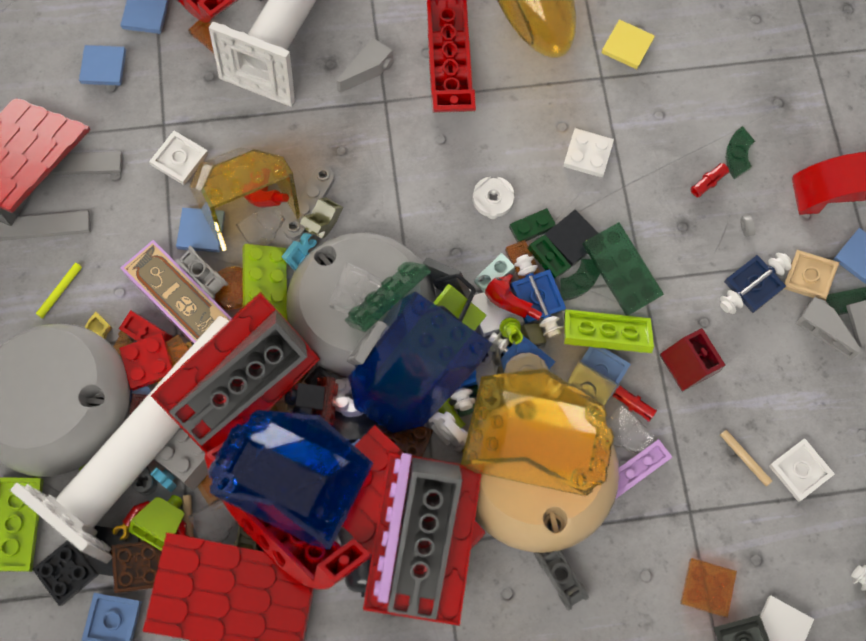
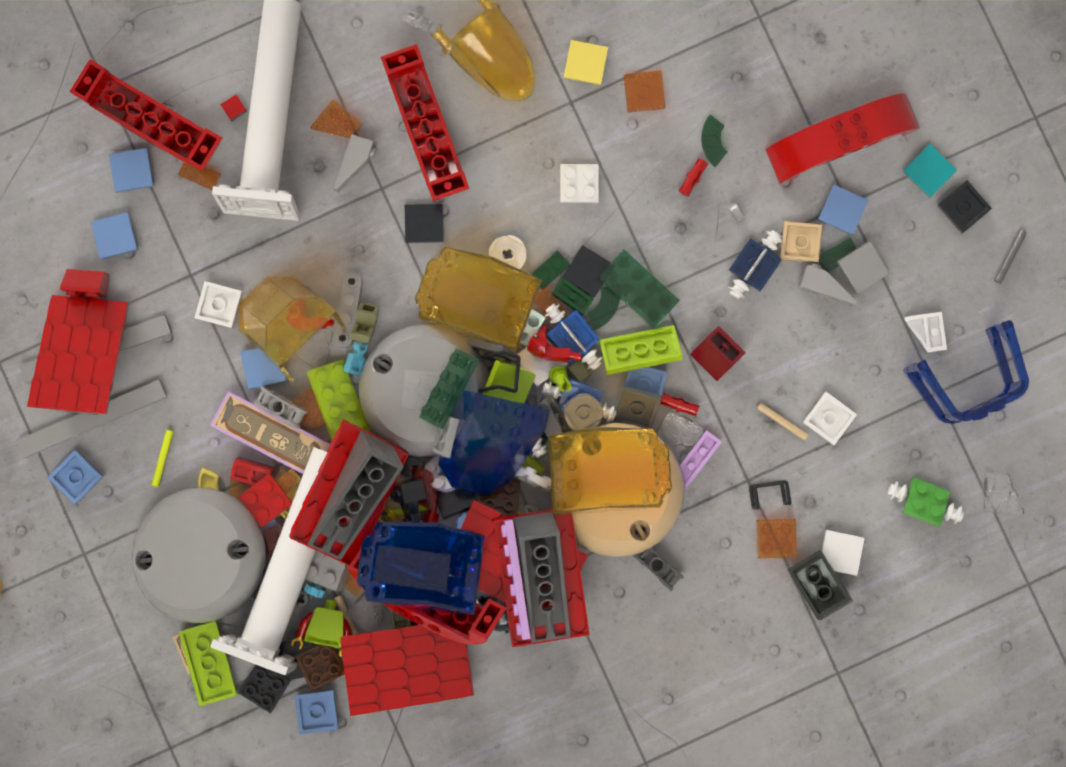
camera: 20 degrees left, 15 degrees up
(54, 96) = (85, 282): none -> red slope
(361, 26) = (337, 121): none -> clear orange wing
(416, 144) = (424, 223): none -> black tile
(452, 220) = (477, 296): none -> clear yellow windscreen
(679, 88) = (644, 91): none -> clear orange tile
(701, 521) = (753, 488): none -> black piece

